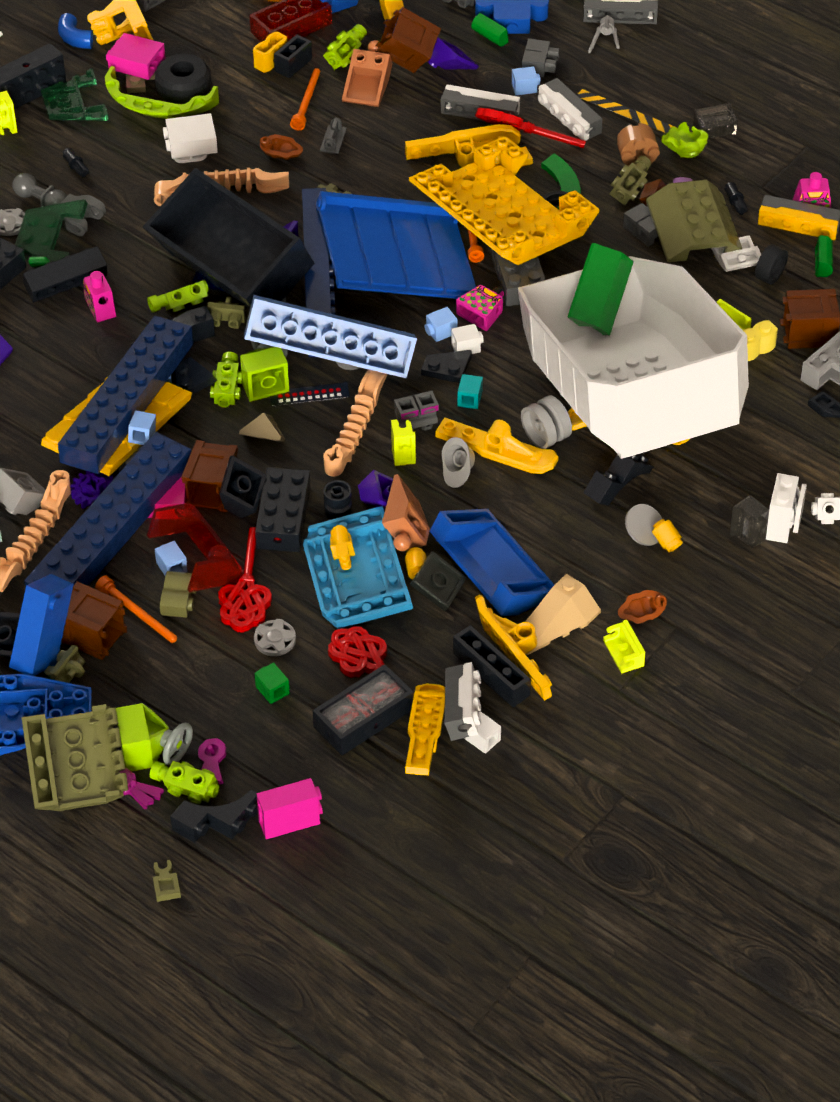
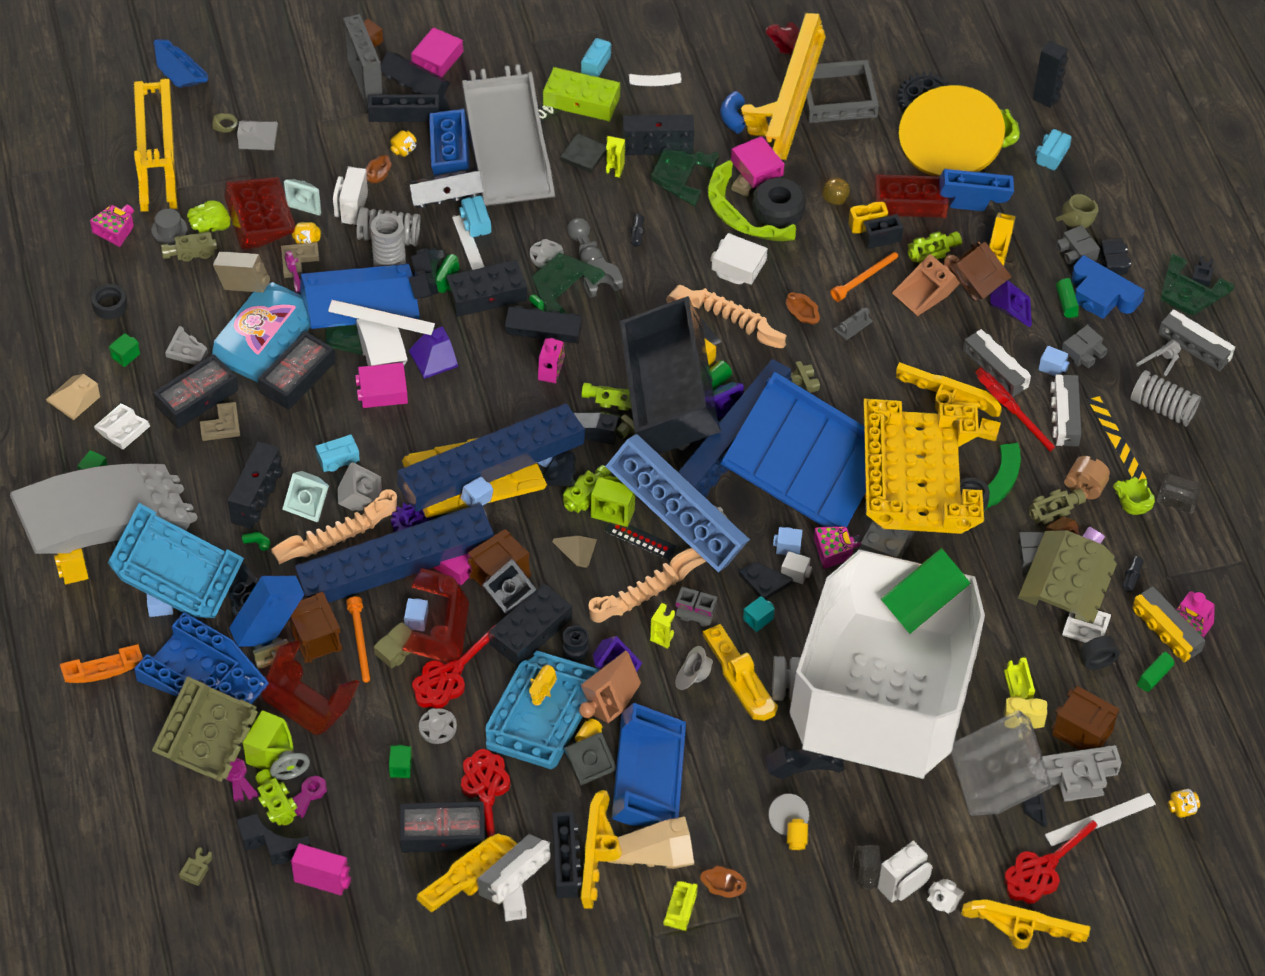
camera: 35 degrees right, 5 degrees up
(155, 692) = (298, 700): none -> clear red windscreen
(220, 48) = (836, 191): none -> clear yellow hair
(658, 63) = (1179, 414): none -> light grey piece
(784, 385) = (1000, 765): none -> clear slope

